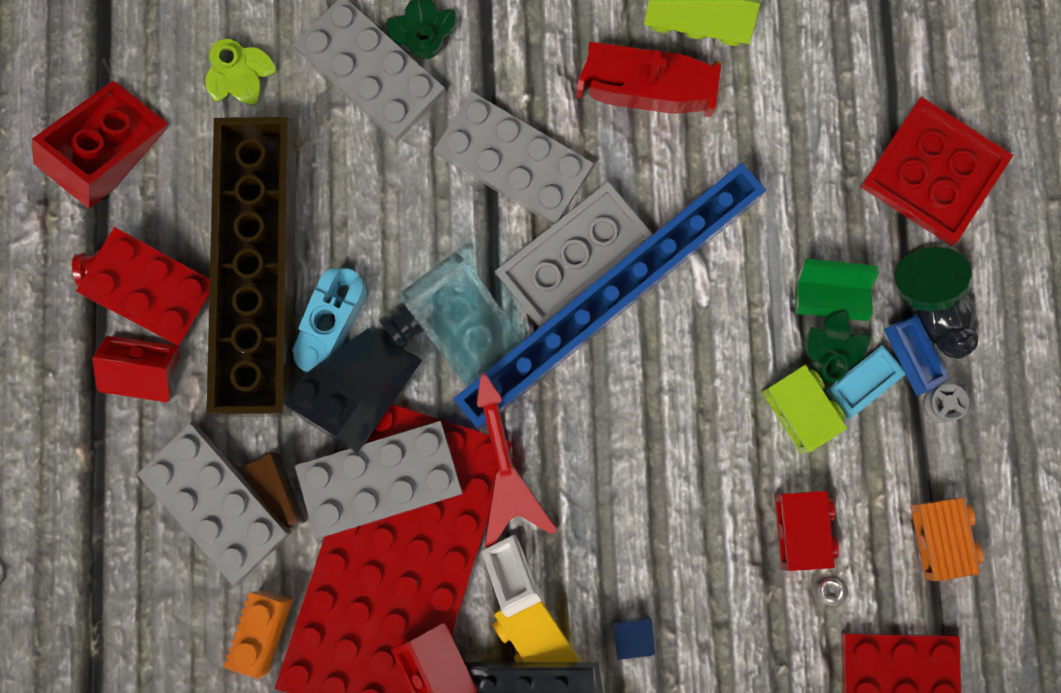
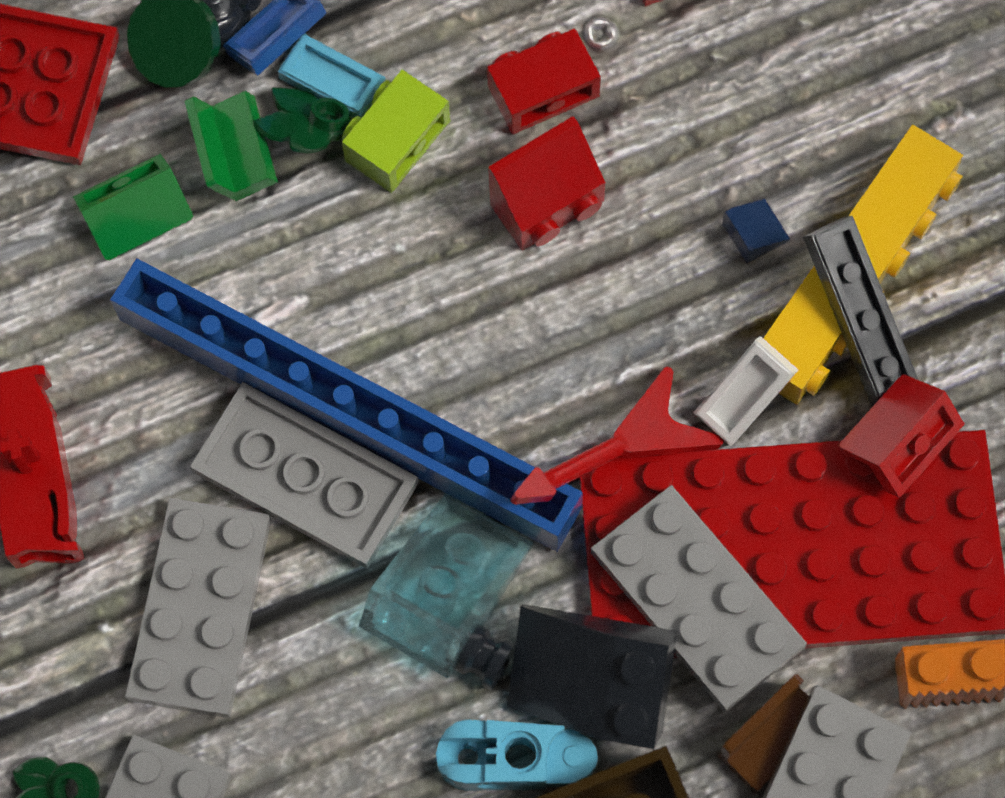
camera: 110 degrees left, 10 degrees down
(717, 498) = (546, 185): none -> red slope
(814, 209) = (133, 207): none -> green panel

